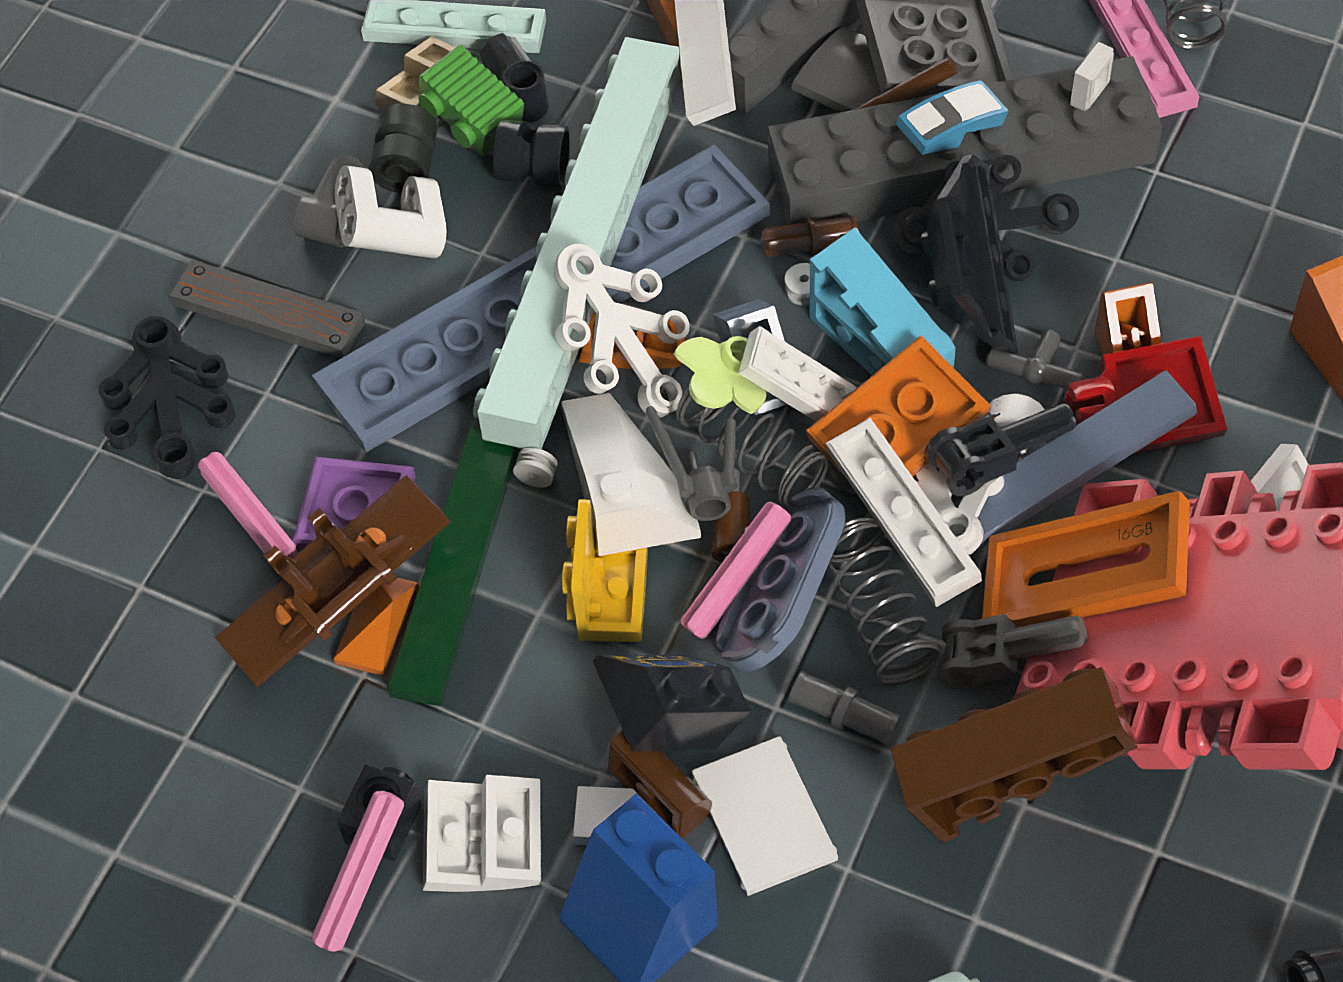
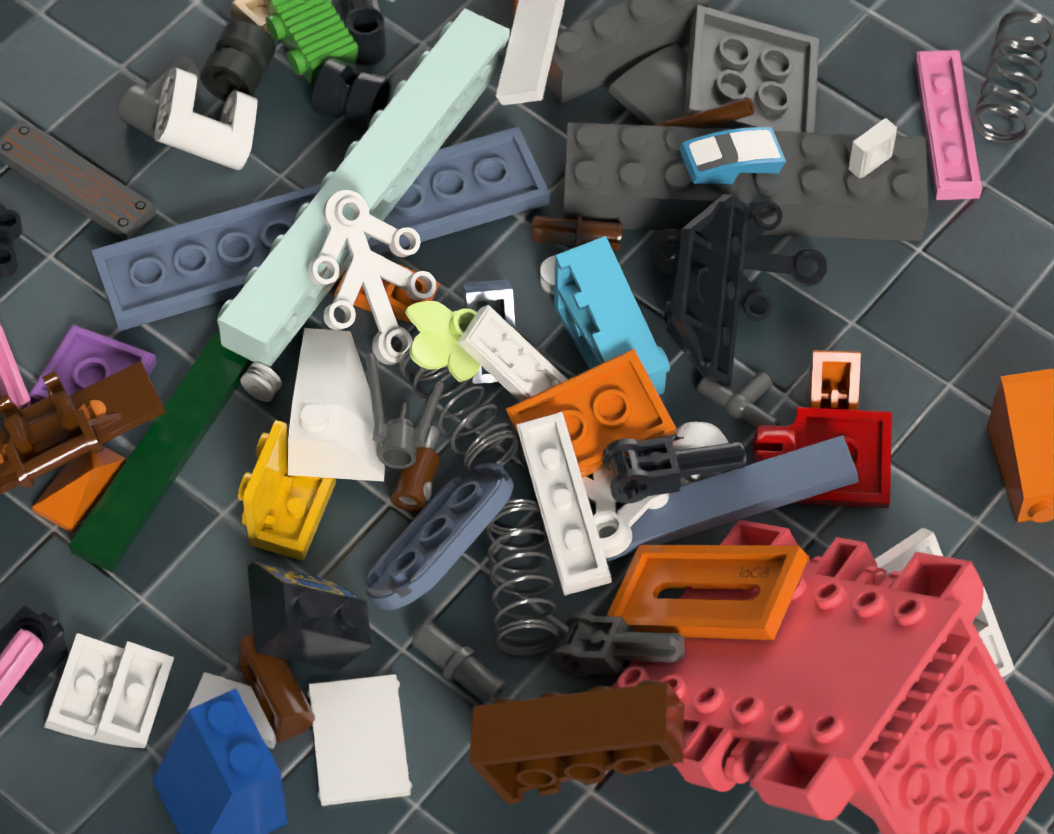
camera: 10 degrees right, 0 degrees up
(735, 570) = (404, 518): bright pink axle -> none

